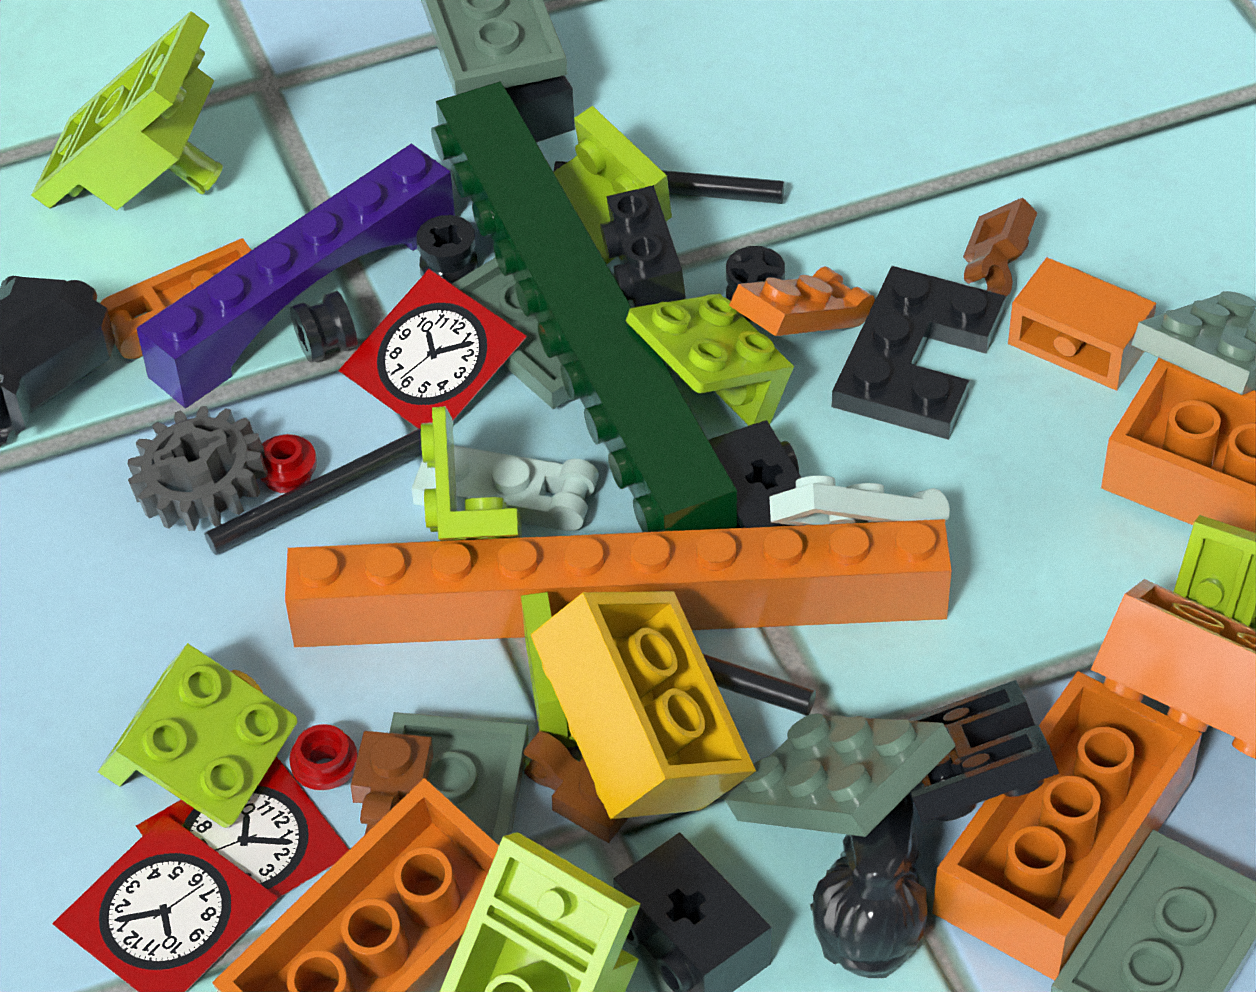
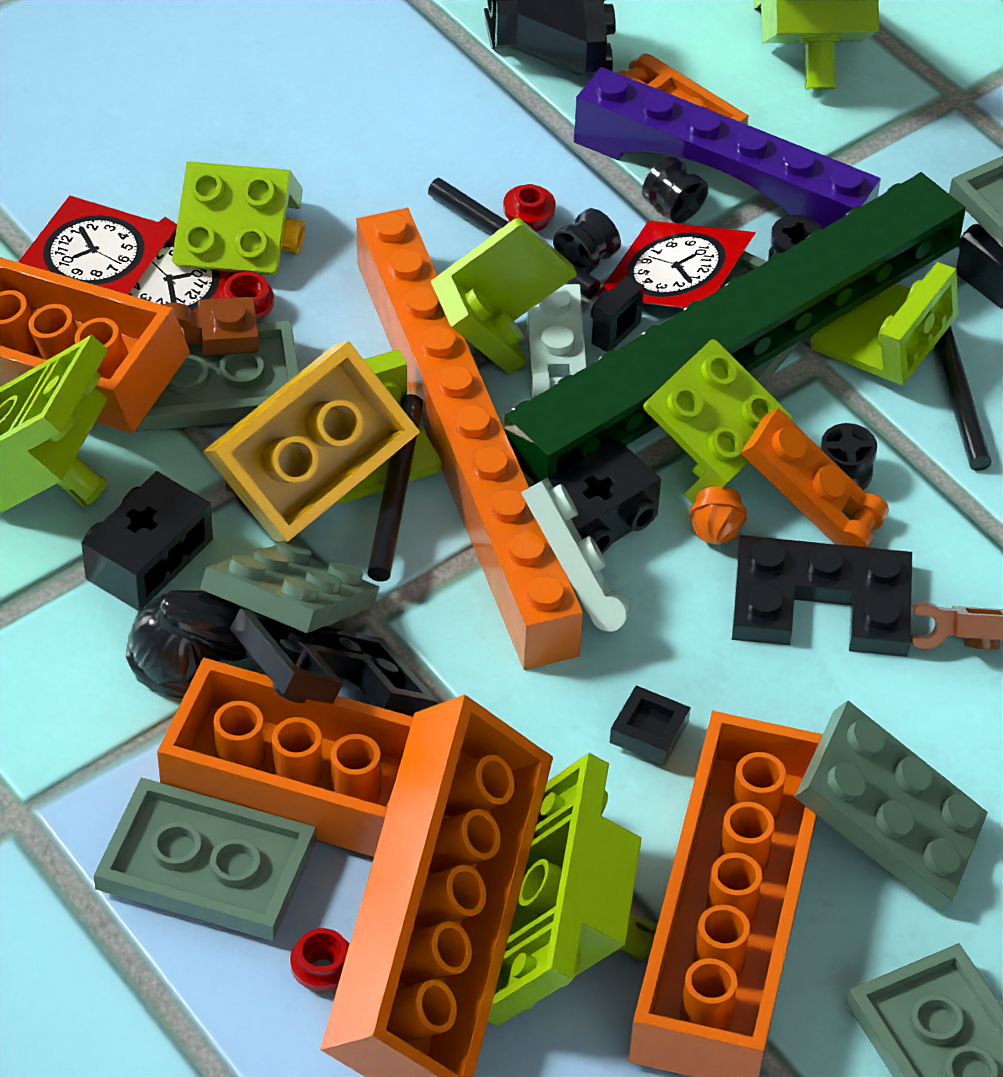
camera: 70 degrees right, 0 degrees up
(197, 468) = (494, 152): dark grey gear -> none
(370, 416) = (588, 240): none -> black wheel
(490, 416) = (616, 313): none -> black plate
(645, 248) = (808, 358): black plate -> none
(805, 402) = (717, 515): none -> orange plate
(1064, 519) = (650, 725): none -> black plate
(1079, 323) = (901, 685): orange brick -> none

